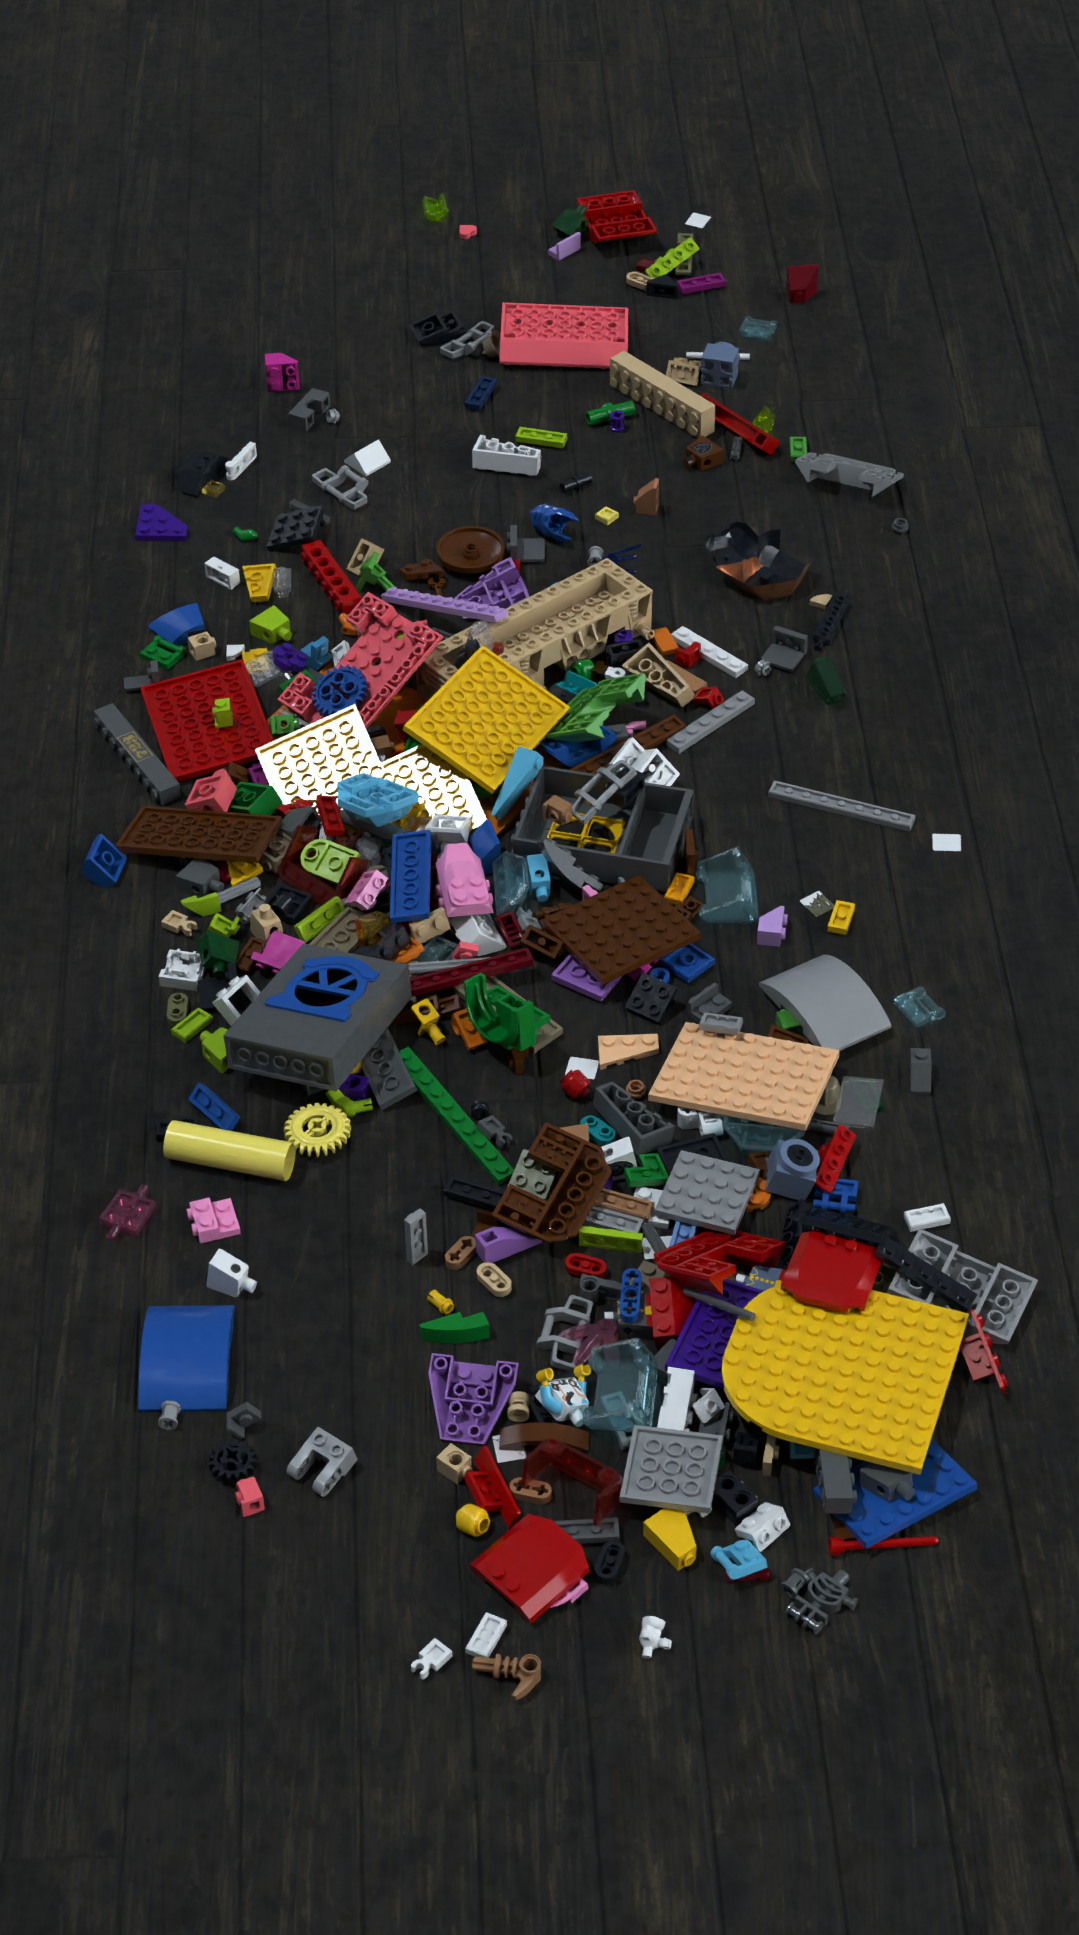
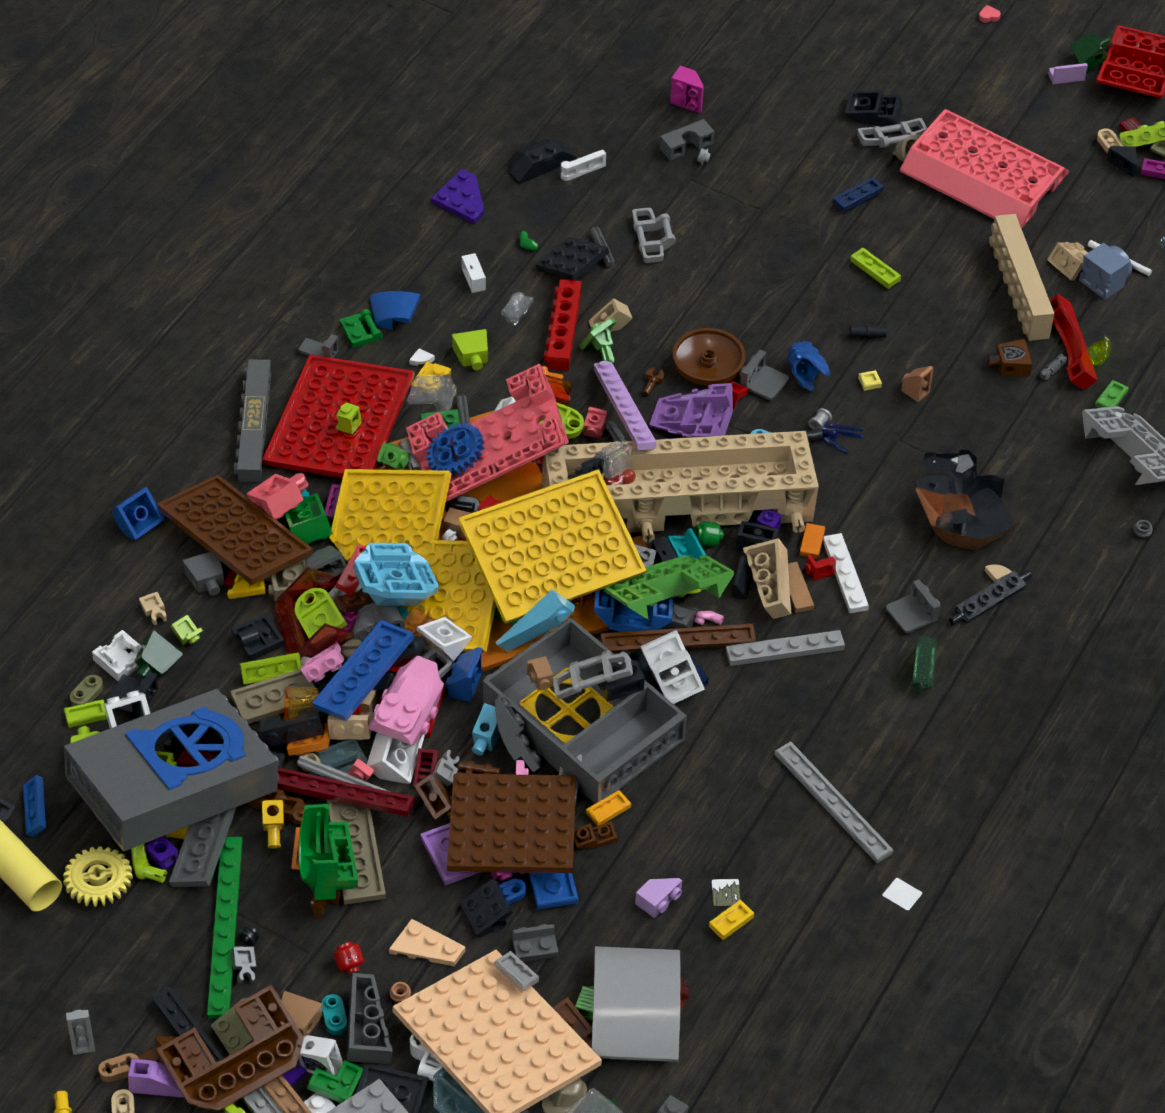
camera: 30 degrees right, 5 degrees up
(201, 646) = (396, 338): tan brick -> none
(204, 905) = (186, 601): lime slope -> none
(213, 488) = (539, 182): clear yellow tile -> none
(237, 772) = (319, 483): reddish brown bracket -> none
(239, 889) = (226, 600): dark grey axle -> none
(243, 961) = (185, 671): reddish brown plate -> none
(253, 900) = (217, 625): light grey hinge -> none
(259, 581) = (498, 297): yellow wing -> none
(264, 922) = (219, 646): tan torso -> none
(276, 952) = (208, 679): dark pink bracket -> none
(284, 809) = (343, 545): red arm -> none
(289, 658) = (457, 385): dark purple plate -> none
(317, 653) = (483, 397): dark azure brick -> none
(369, 459) = (699, 217): white slope -> none
(421, 570) = (650, 355): reddish brown wing -> none
(505, 457) = (820, 273): white wedge -> none
(510, 881) = (456, 722): clear light blue wedge -> none
(586, 1066) = (375, 942): white sticker -> none
(602, 672) = (726, 550): leg -> none
(603, 414) = (961, 272): green piece -> none
(617, 421) = (963, 289): dark purple bush -> none
(690, 853) = (640, 779): reddish brown plate -> none
(709, 696) = (802, 621): red bracket -> none
(728, 888) = (653, 836): clear light blue windscreen -> none
(762, 668) = (879, 616): light grey plate -> none
(916, 1010) = (719, 1054): clear light blue plate -> none

